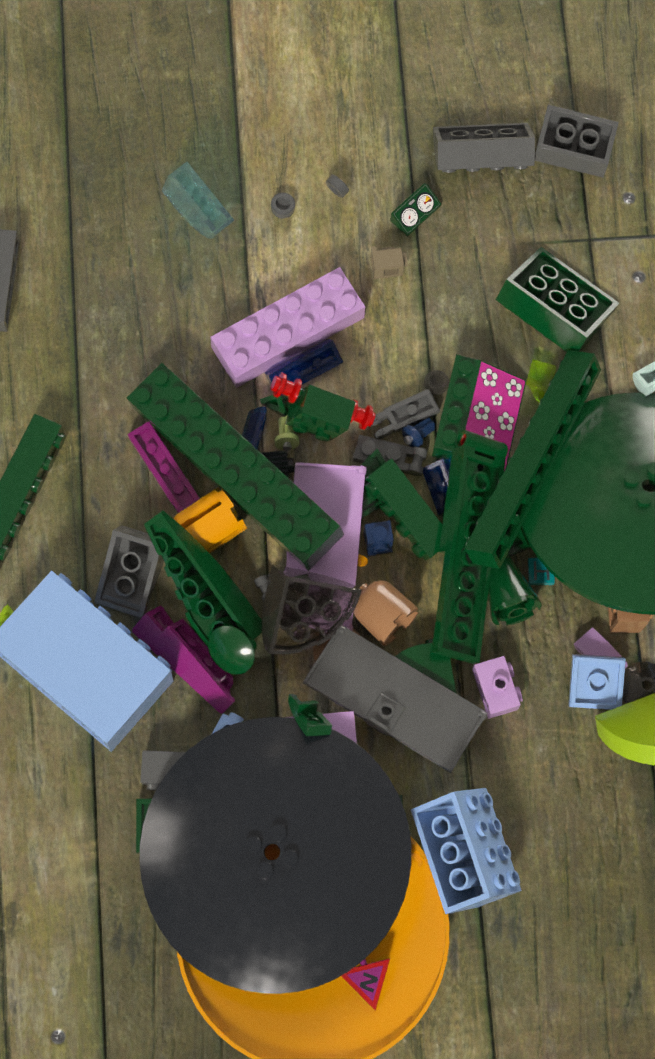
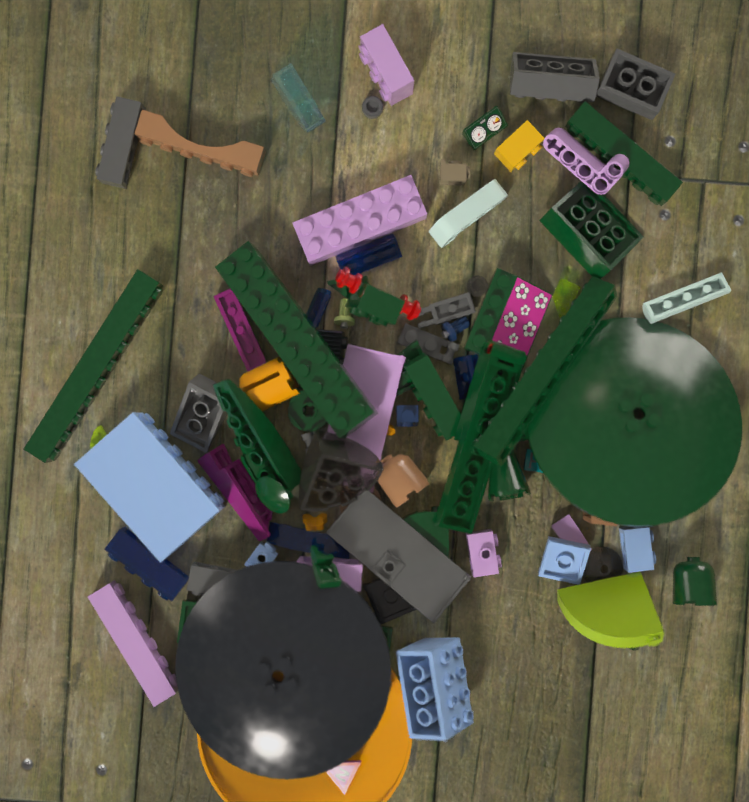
camera: 15 degrees right, 15 degrees up
(82, 861) = (134, 643): none -> lavender brick
(86, 760) = (138, 559): none -> clear blue brick
(139, 276) = (240, 156): none -> medium nougat arch
(246, 556) = (297, 417): none -> dark green plate
(274, 702) = (302, 540): none -> clear blue slope
(286, 681) = (314, 523): none -> light orange piece
(292, 156) = (386, 65): none -> lavender brick
(337, 186) = (421, 97): dark grey tile -> none
(396, 760) = (386, 602): none -> black tile
(410, 302) = (467, 213): none -> light aqua beam
(458, 223) = (519, 146): none -> yellow piece
(532, 224) = (585, 157): none -> lavender beam
(577, 216) = (608, 141): none -> dark green brick

